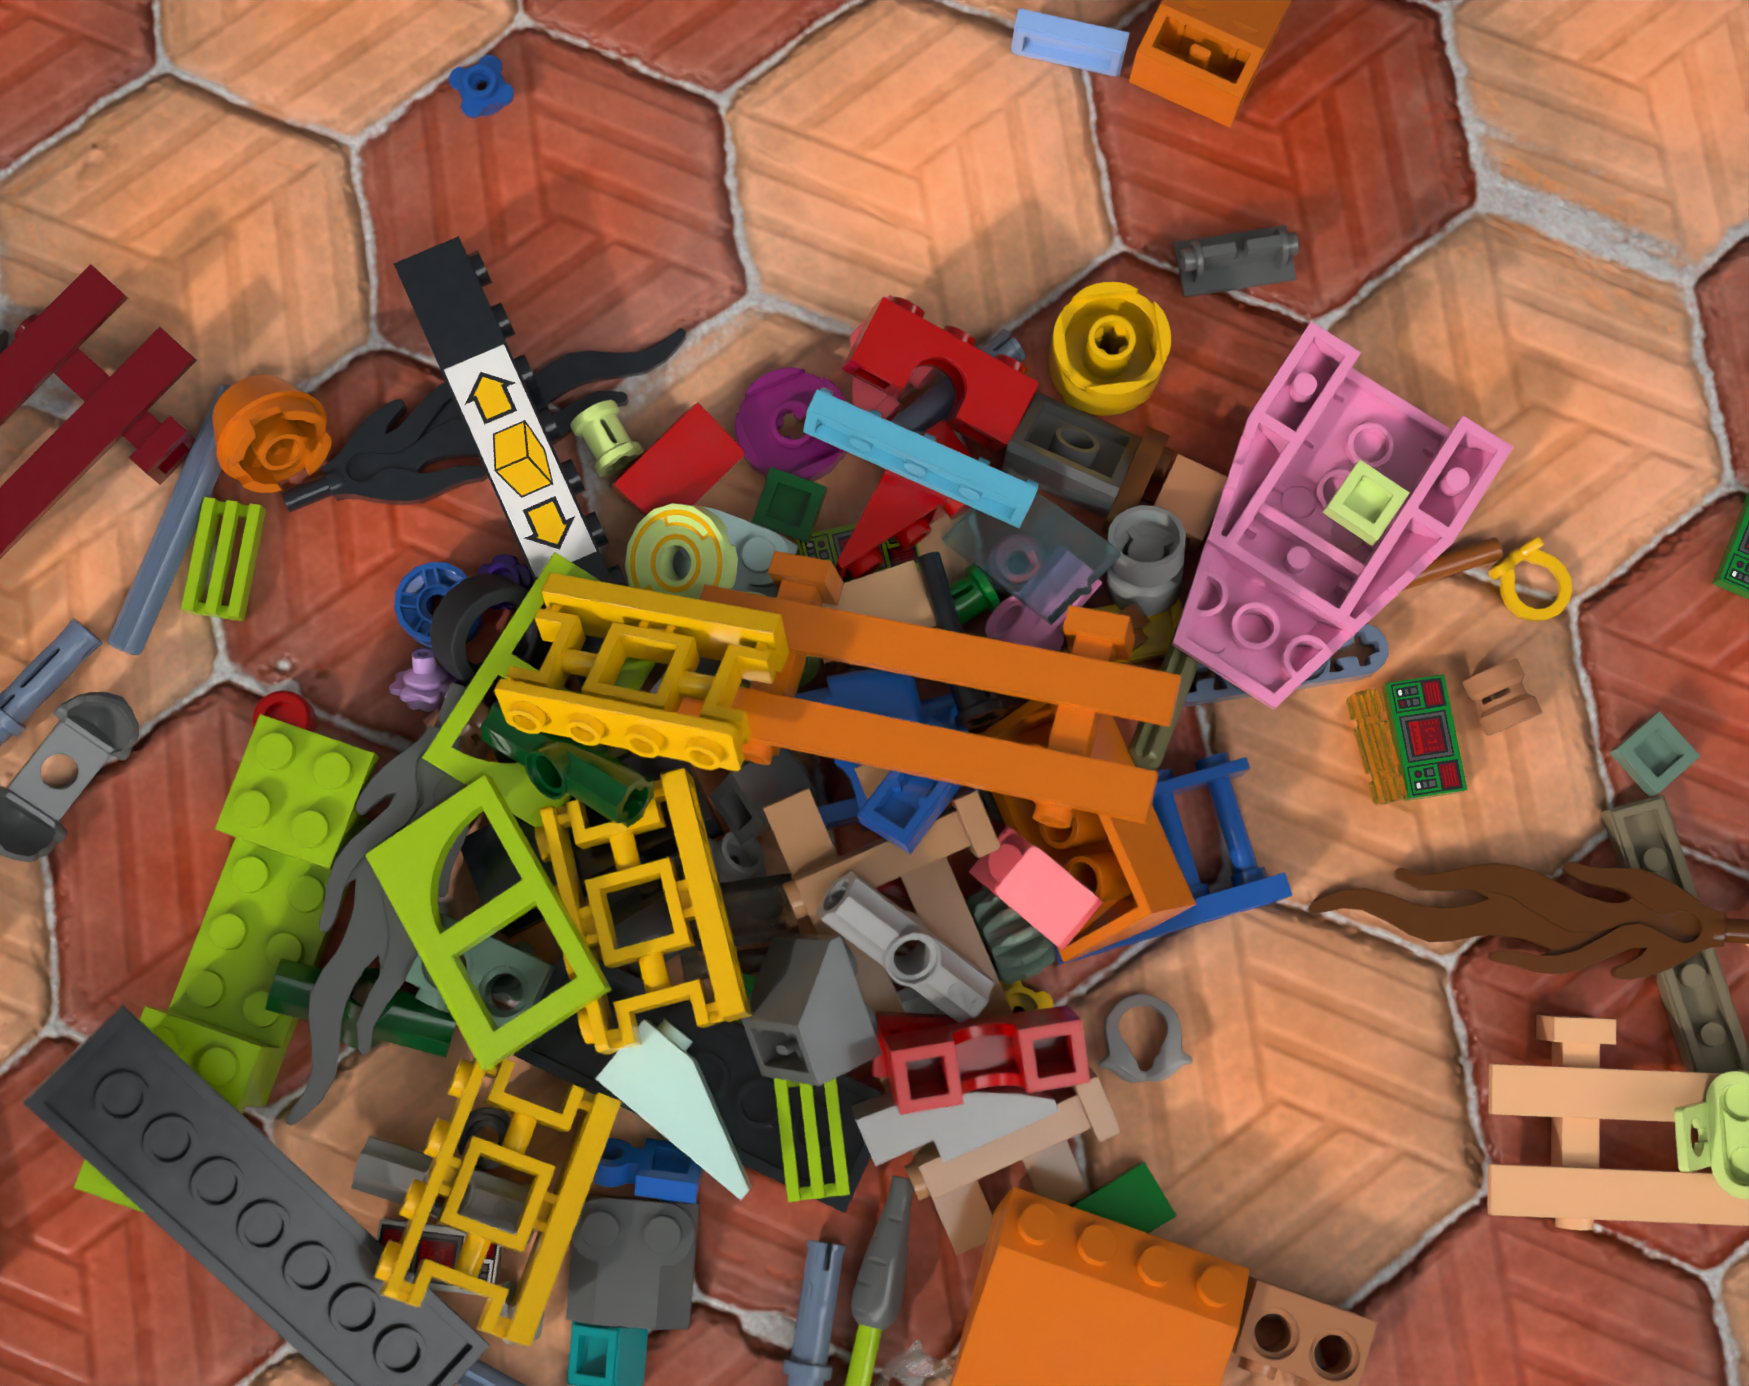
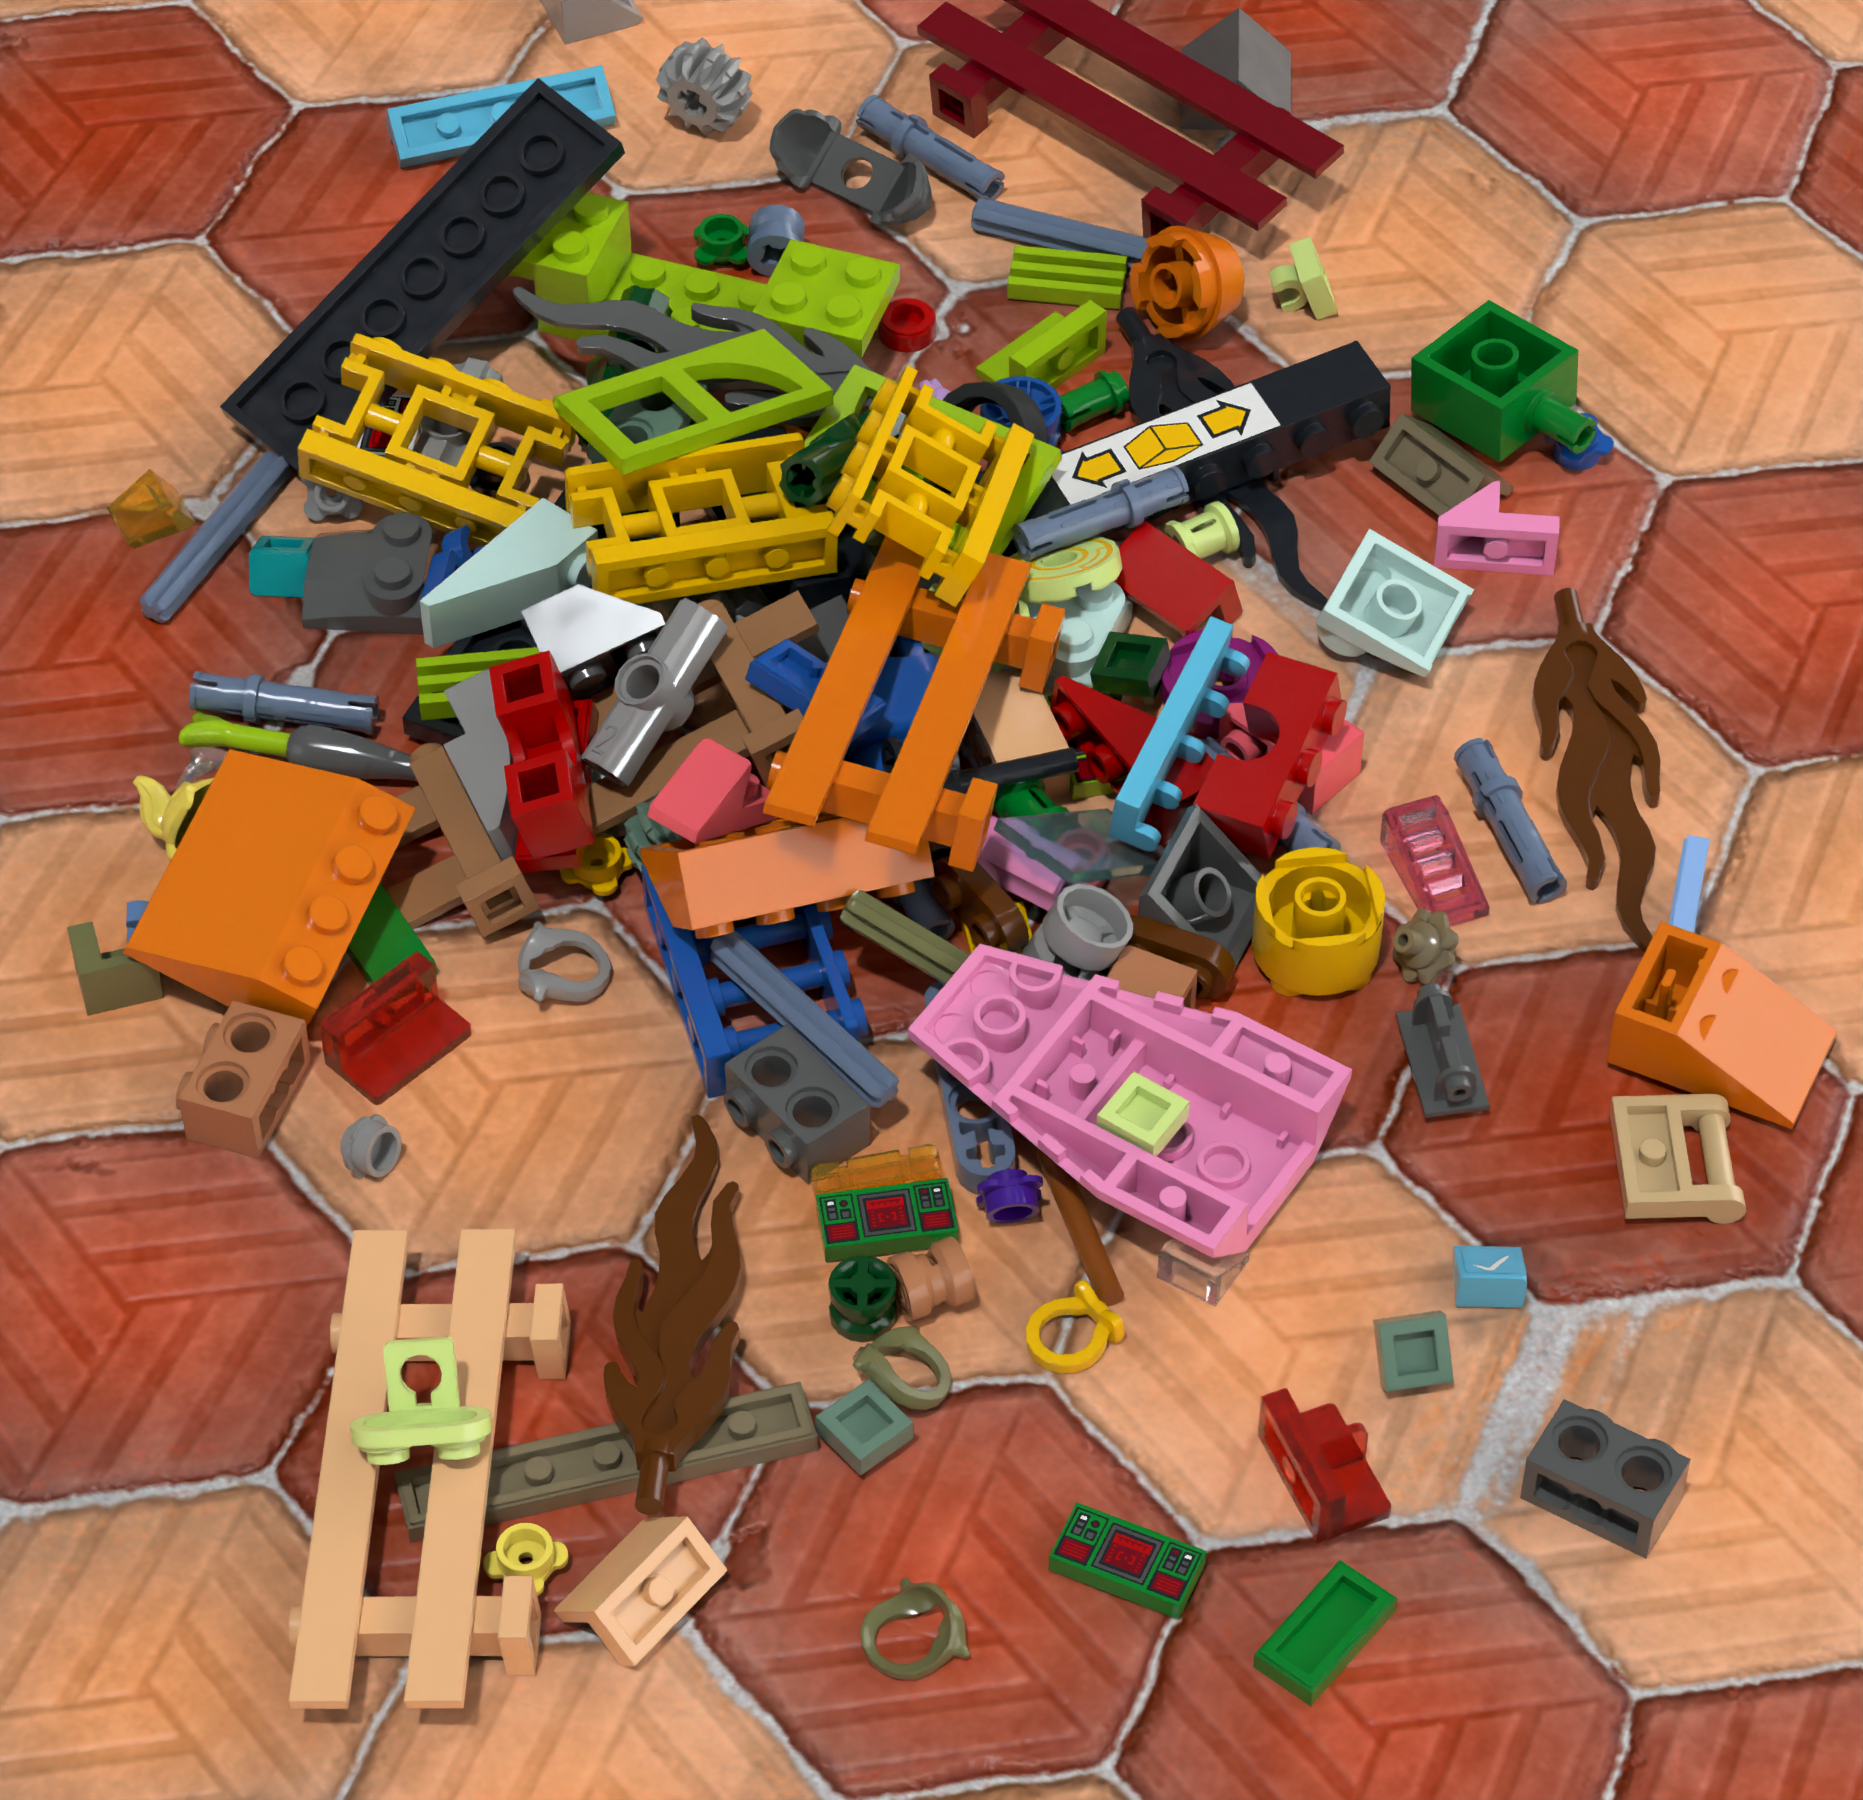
camera: 90 degrees right, 30 degrees down
(136, 910) = (721, 241): none -> green plate
(163, 854) = (769, 235): none -> sand blue wheel
(255, 322) = (1304, 282): none -> yellowish green tile
(336, 586) = (1051, 348): none -> lime panel
(408, 534) = (1102, 395): none -> green pin
(429, 143) = (1500, 384): none -> green brick
(520, 214) = (1432, 465): none -> dark tan panel
(606, 499) = (1120, 506): none -> sand blue pin
(613, 176) = (1486, 540): none -> bright pink slope
(711, 268) = (1391, 606): none -> light aqua slope
(856, 95) = (1595, 770): none -> reddish brown piece
(952, 187) = (1500, 802): none -> sand blue pin
(1004, 277) = (1422, 827): none -> clear pink slope
(1119, 260) = (1425, 946): none -> dark tan plant
(1232, 1192) = (392, 1031): none -> clear red panel
(1253, 796) = (793, 1007): none -> sand blue axle
(1308, 807) = (796, 1103): none -> dark grey brick
(1343, 94) = (1656, 1162): none -> tan plate
(1368, 1209) = (370, 1147): none -> light grey plate
(1408, 628) = (1010, 1196): none -> dark purple plate
(1463, 237) = (1489, 1276): none -> medium azure slope
(1534, 752) = (854, 1286): none -> dark green wheel
(1556, 301) = (1413, 1350): none -> sand green plate
(1593, 748) = (873, 1364): none -> olive piece
(1664, 381) = (1322, 1465): none -> clear red panel
(1679, 163) = (1599, 1489): none -> dark grey brick

